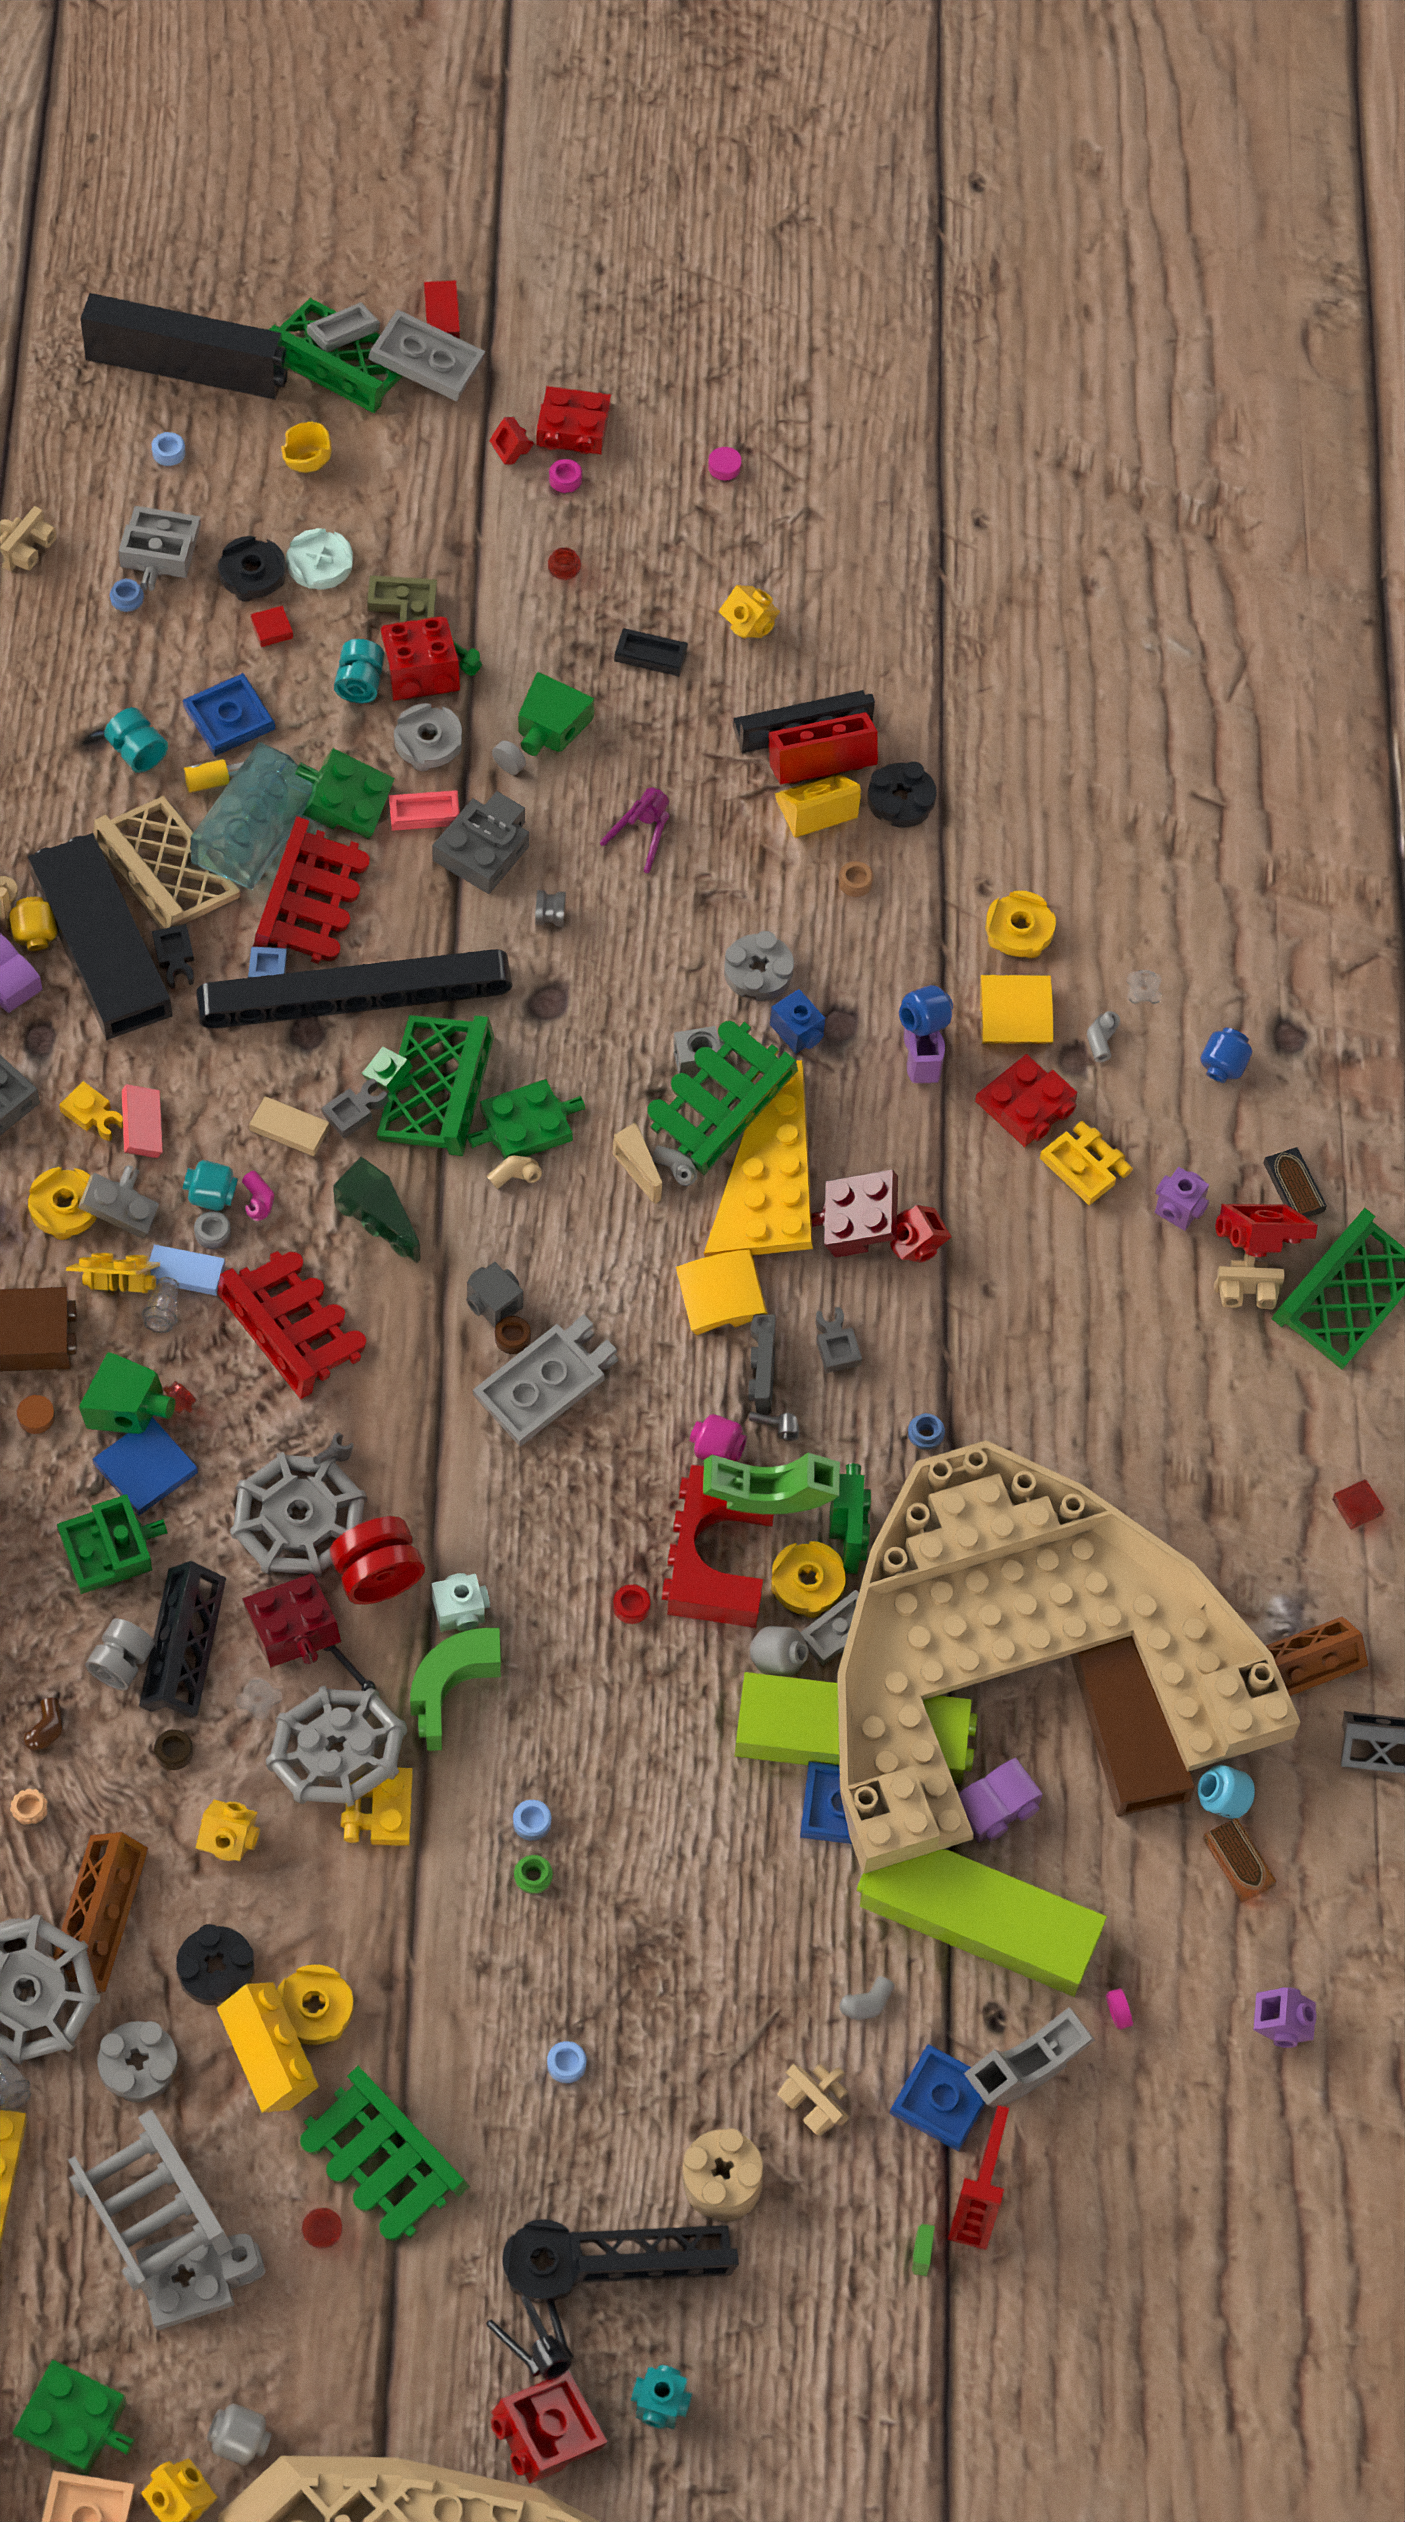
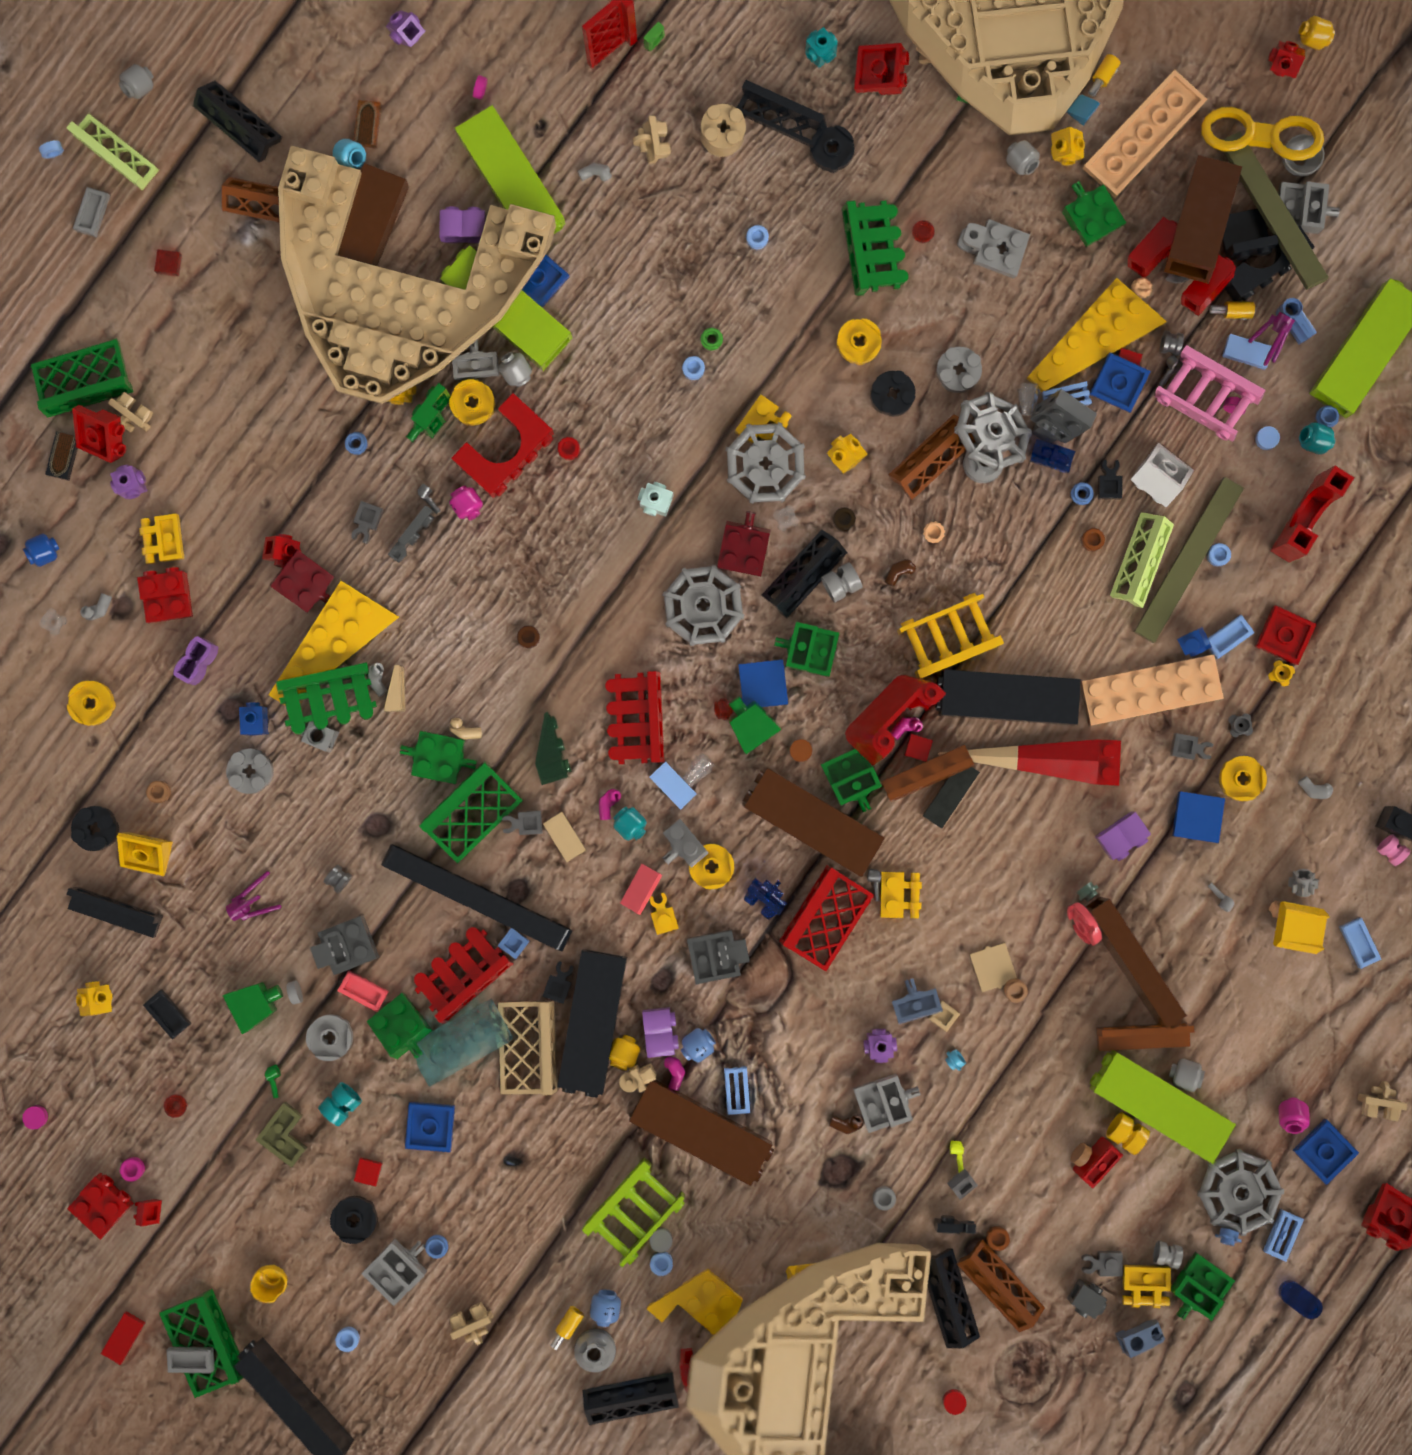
camera: 140 degrees left, 25 degrees up
(106, 1273) = (712, 801): yellow hinge -> none
(137, 742) = (493, 1136): teal wheel -> none
(187, 2202) = (981, 272): light grey fence -> none
(209, 775) = (465, 1089): yellow piece -> none
(212, 1230) = (643, 800): light grey tile -> none
(267, 2047) = (896, 329): yellow brick -> none
(319, 559) = (311, 1202): light aqua tile -> none
(336, 1451) = (663, 627): flat silver hand -> none
(365, 1684) = (728, 490): black hinge -> none
(377, 1560) = (684, 544): red wheel -> none
(387, 1069) = (491, 835): plate -> none
(421, 658) = (299, 1091): red bracket -> none
(426, 355) = (155, 1305): light grey plate -> none
(452, 1661) = (685, 471): bright green arch -> none
(494, 1293) = (523, 663): dark grey brick -> none
(545, 1380) = (530, 598): light grey tile -> none
(550, 2355) = (860, 96): black plant -> none
(721, 1290) = (405, 589): yellow slope -> none
(773, 1490) = (459, 446): bright green arch -> none
(823, 748) = (117, 880): red brick -> none
(926, 1010) = (184, 665): blue head -> none
(939, 2099) = (592, 104): blue tile -> none
(1016, 1009) = (131, 653): yellow slope -> none
(1018, 2071) = (544, 89): light grey arch -> none

